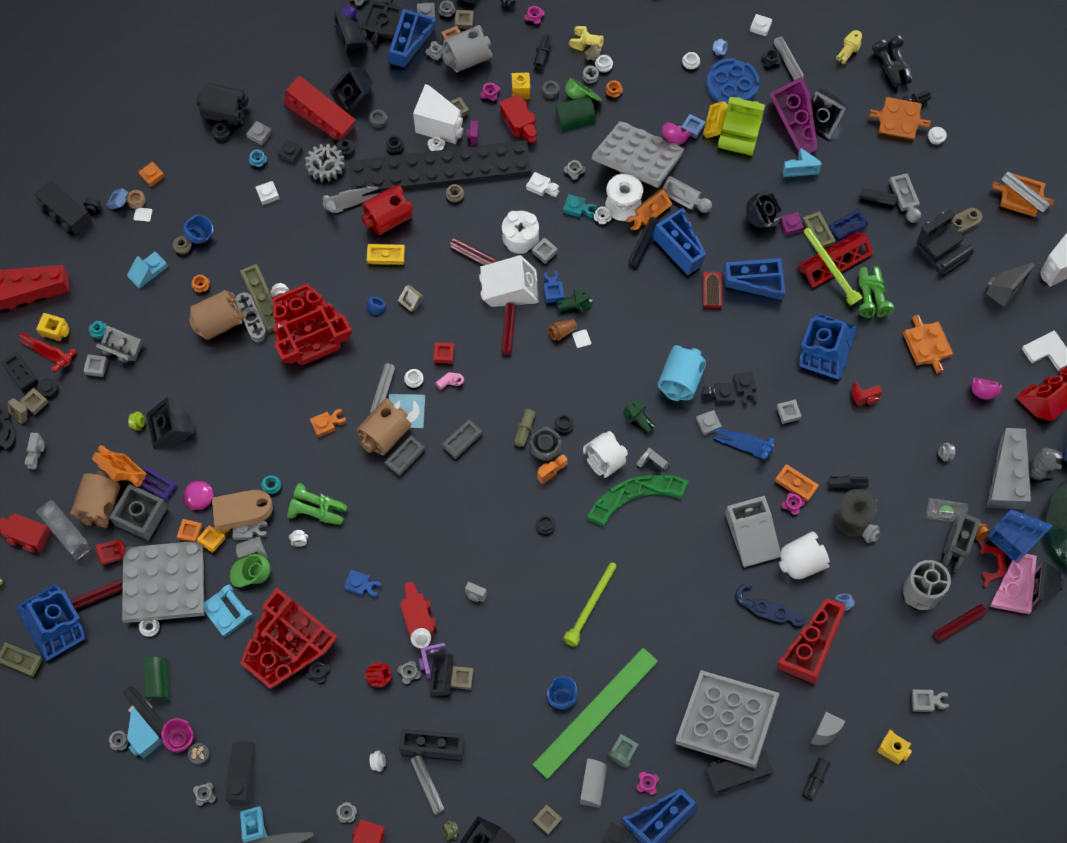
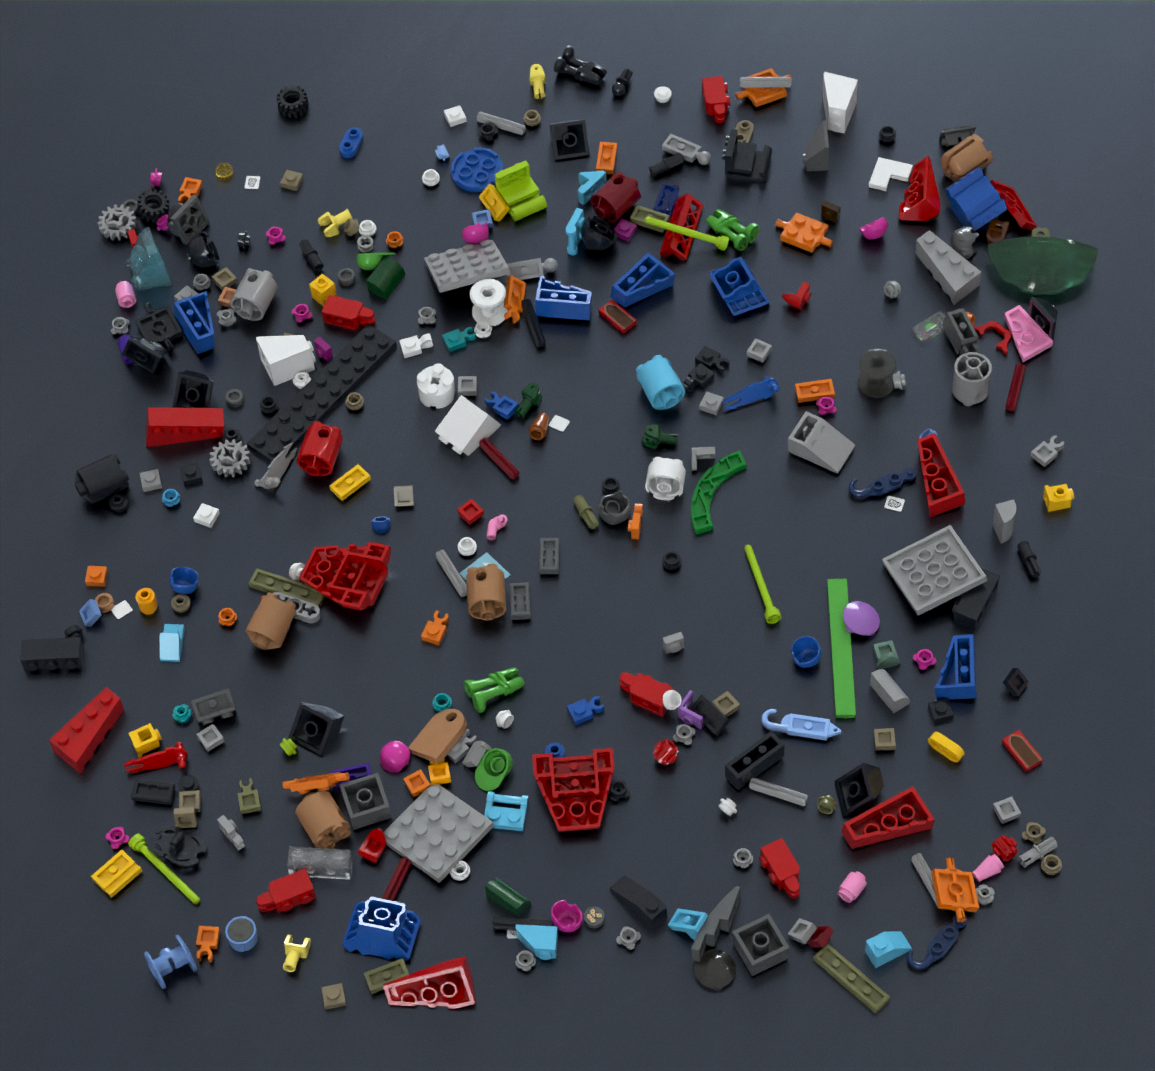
camera: 40 degrees left, 10 degrees down
(45, 701) = (439, 985): none -> red wedge
(72, 436) = (249, 798): none -> olive plate
(158, 223) = (146, 601): none -> light orange brick
(306, 603) = (555, 746): none -> blue plate
(472, 252) = (415, 429): axle -> none
(498, 748) = (801, 726): none -> light blue plate
(633, 704) = (861, 618): none -> medium lavender dish
(745, 191) = (573, 231): none -> medium azure plate
(762, 632) = (894, 503): none -> white sticker
(796, 113) = (548, 153): magenta wedge -> none
(804, 557) = (873, 428): white cylinder -> none
(806, 191) = (615, 197): none -> dark red cylinder
(815, 69) = (532, 118): none -> dark tan plate
(838, 153) = (606, 157): none -> orange plate
(848, 482) = (848, 361): black axle -> none
(899, 118) = (625, 101): orange plate -> none
(965, 344) = (830, 211): none -> dark brown plate
(974, 172) = (715, 97): none -> red hinge
(1018, 534) = (996, 296): blue slope -> none

